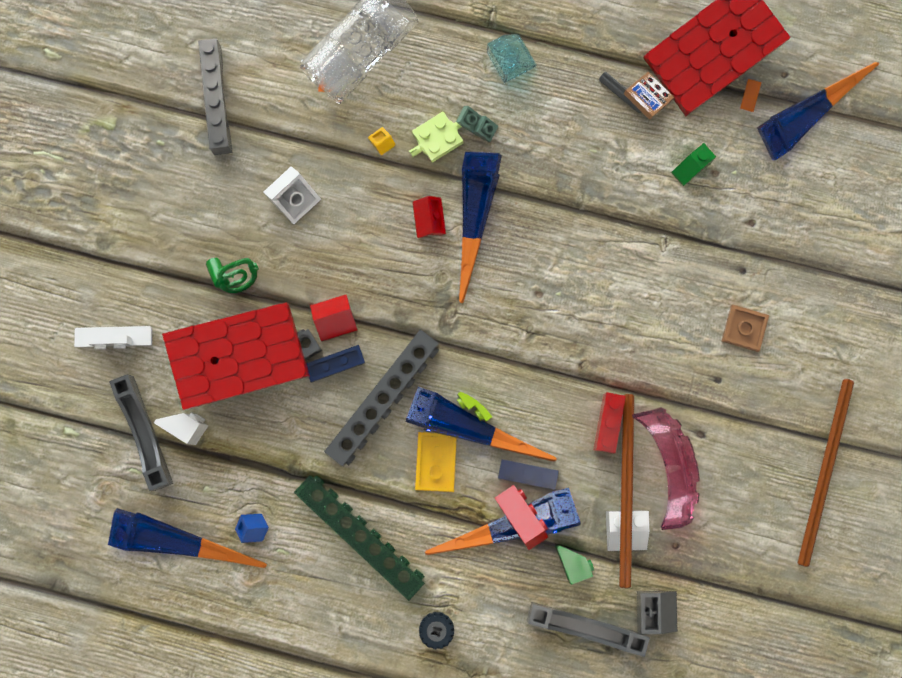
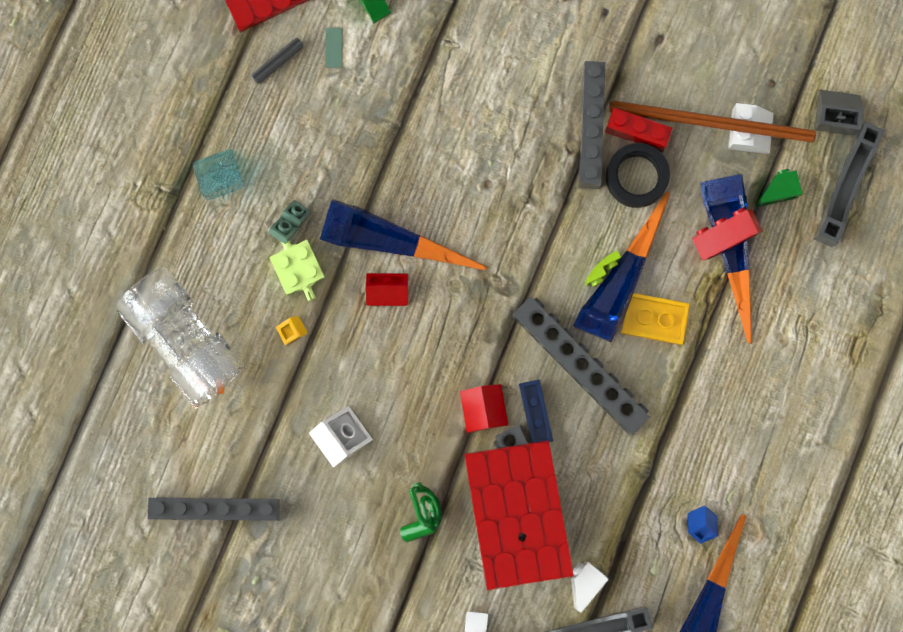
camera: 85 degrees left, 0 degrees up
(407, 588) = (785, 365): clear green brick -> none
(442, 628) = (825, 344): black wheel -> none
(528, 474) = (680, 223): dark blue plate -> none
(586, 415) = (637, 150): none -> black tyre
(607, 379) = (592, 125): none -> dark grey arch
(643, 140) = (333, 48): none -> sand green sticker
(648, 95) = (286, 32): tile -> none
(679, 464) = (694, 65): clear pink windscreen -> none

